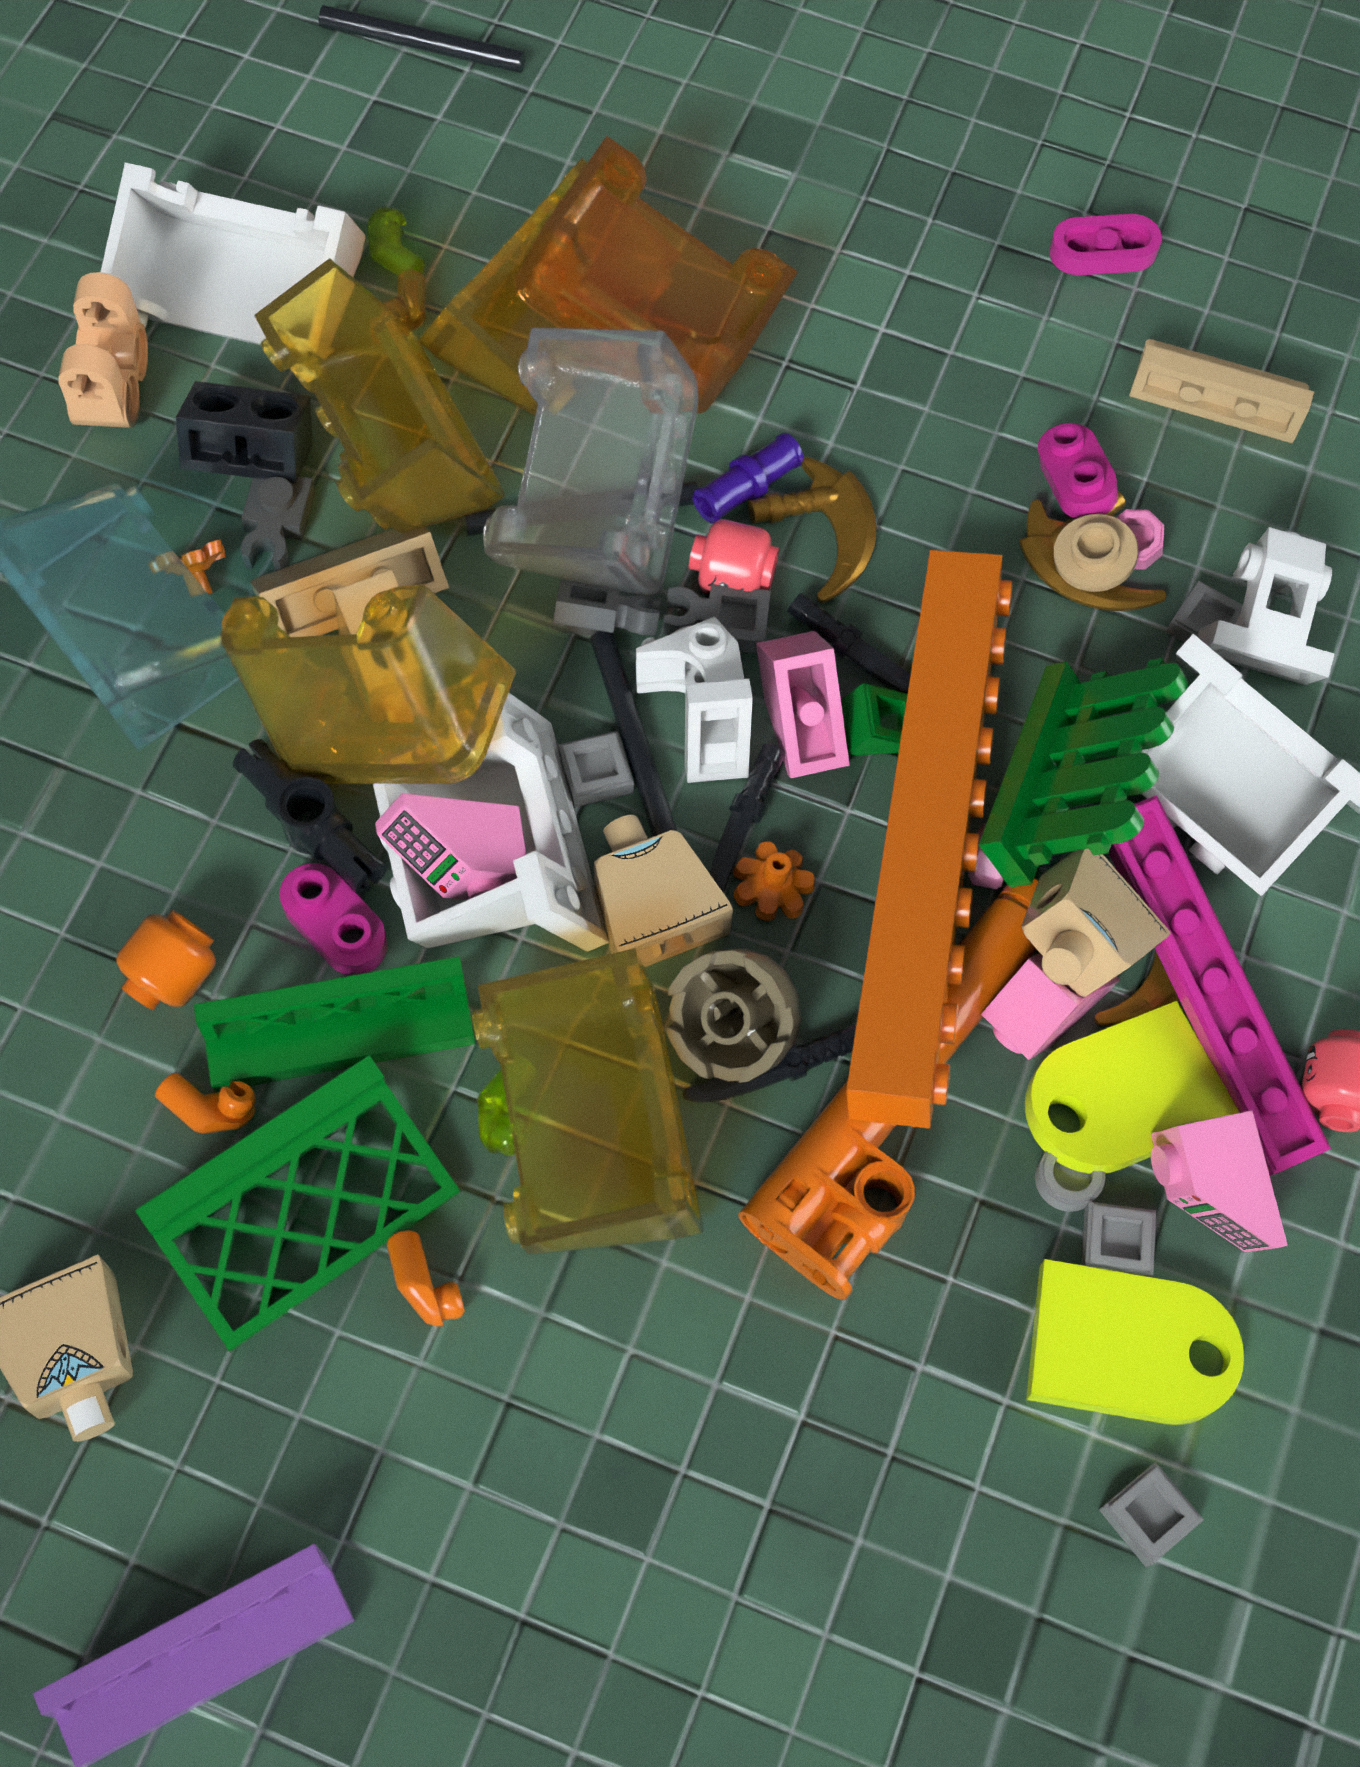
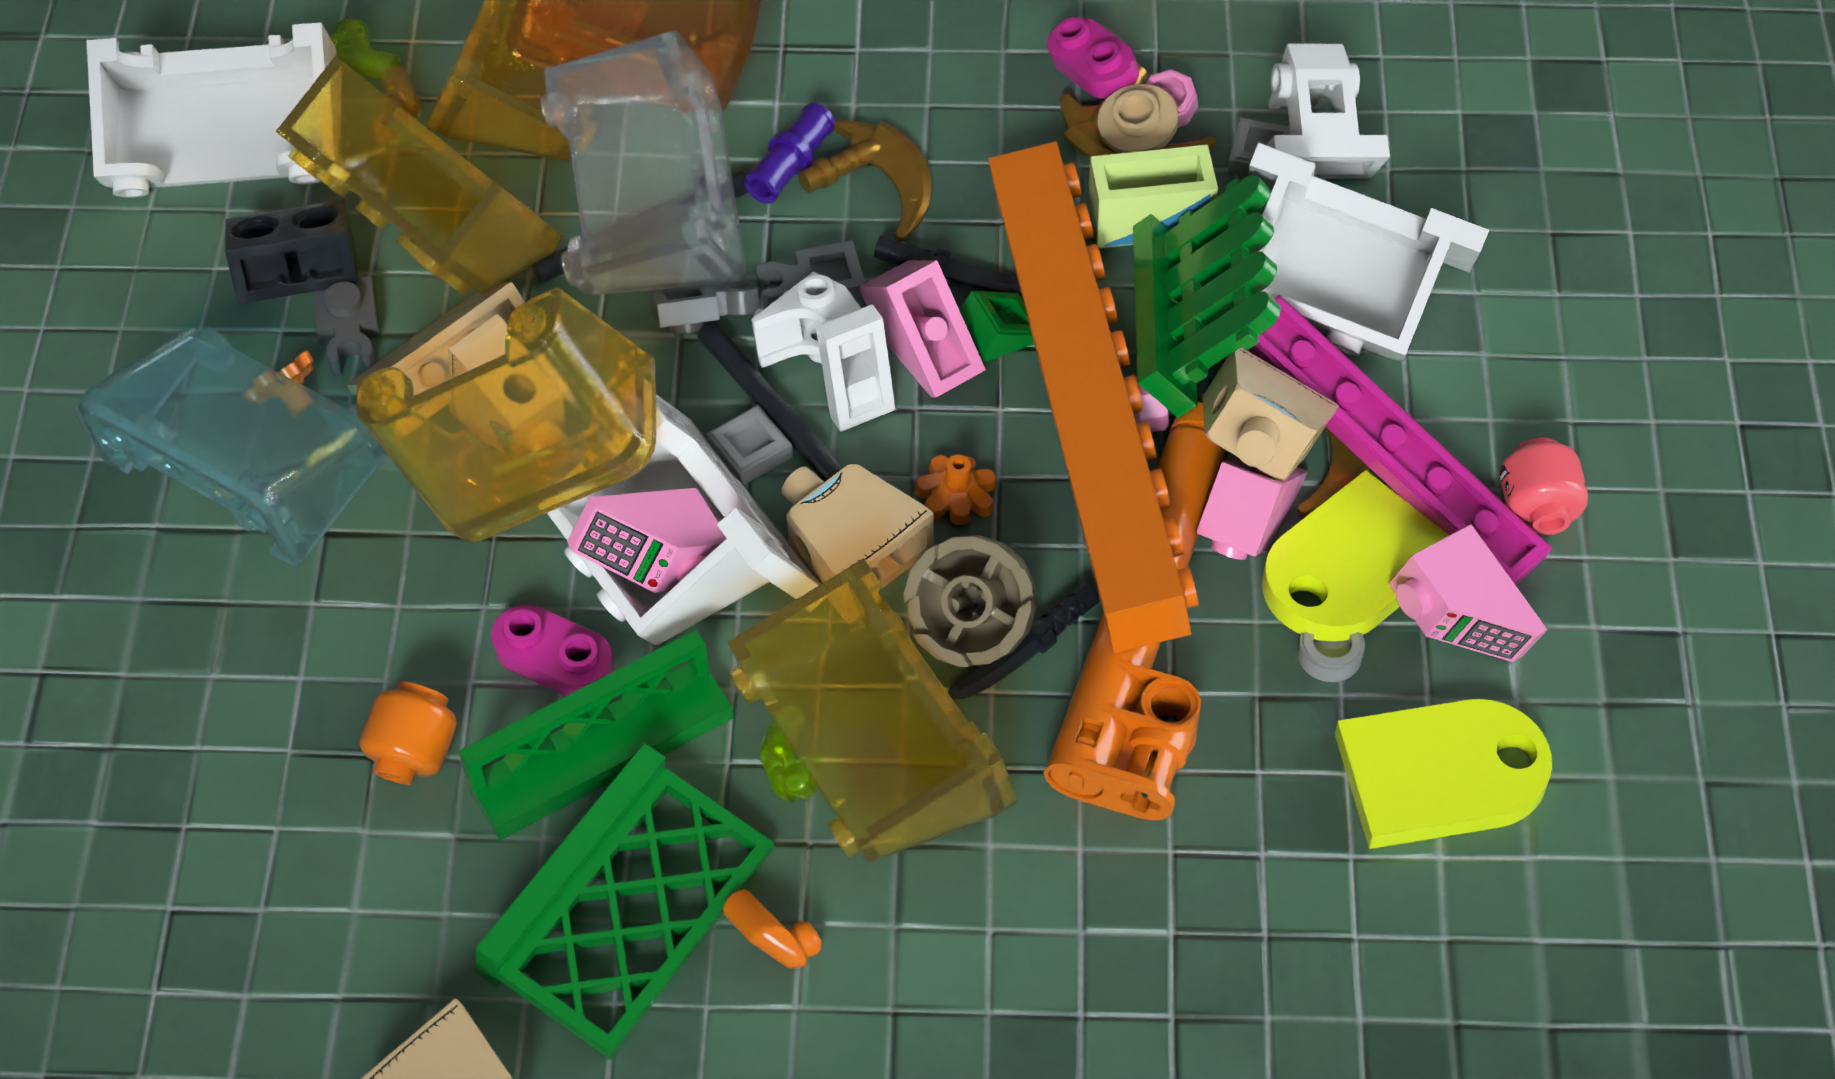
camera: 15 degrees left, 10 degrees down
(109, 355) = (124, 222): light nougat piece -> none
(209, 1112) = (503, 855): orange arm -> none
(324, 837) = (514, 580): black pin -> none
(734, 557) = (805, 221): coral head -> none
(745, 809) = (907, 430): black piece -> none
(1075, 629) = (1144, 183): none -> yellowish green brick
(1119, 1238) = (1395, 682): light grey tile -> none
(1151, 1515) = (1519, 902): light grey tile -> none

